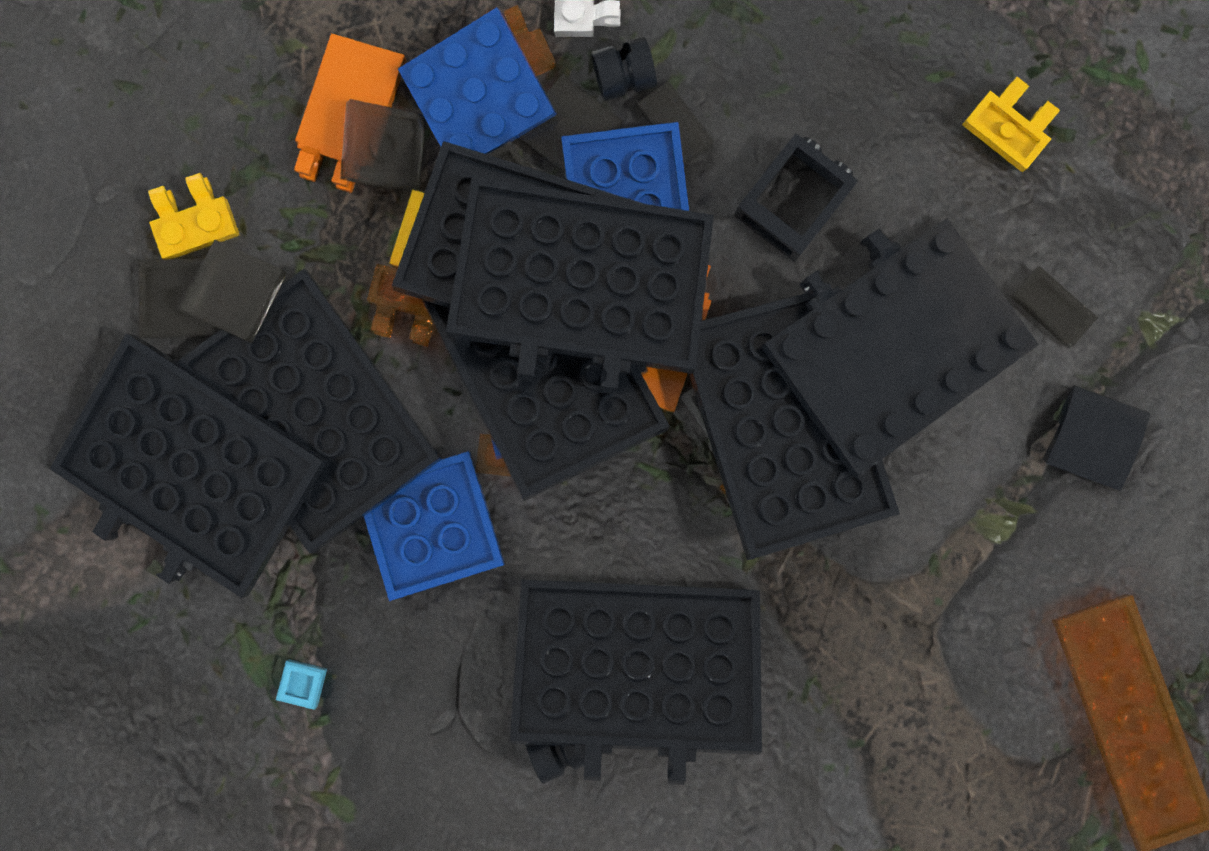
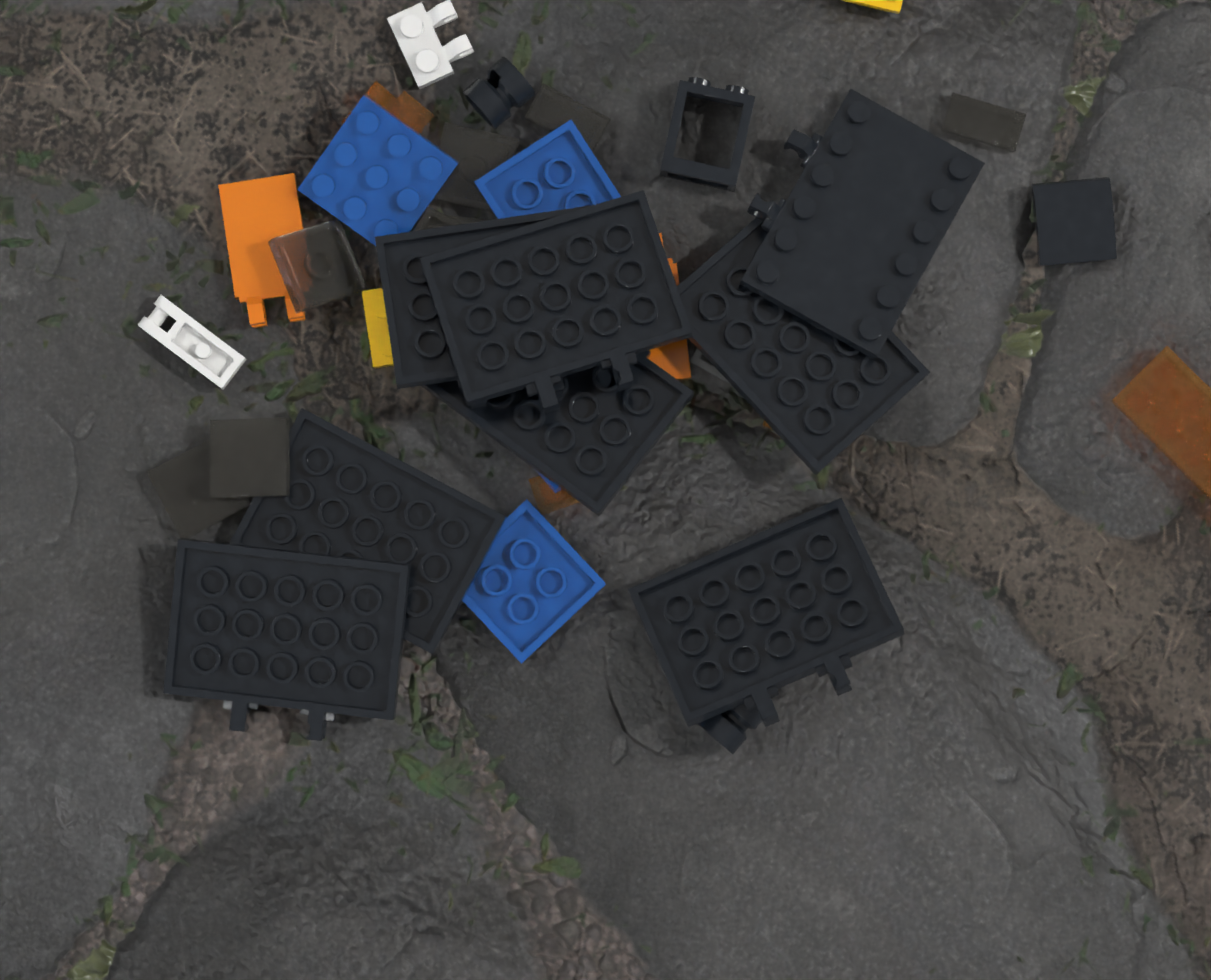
camera: 25 degrees left, 0 degrees up
(194, 227) = (180, 419): yellow plate -> none
(237, 164) = (193, 343): none -> white plate
(301, 684) = (478, 776): medium azure tile -> none
(390, 301) = (385, 396): clear orange plate -> none

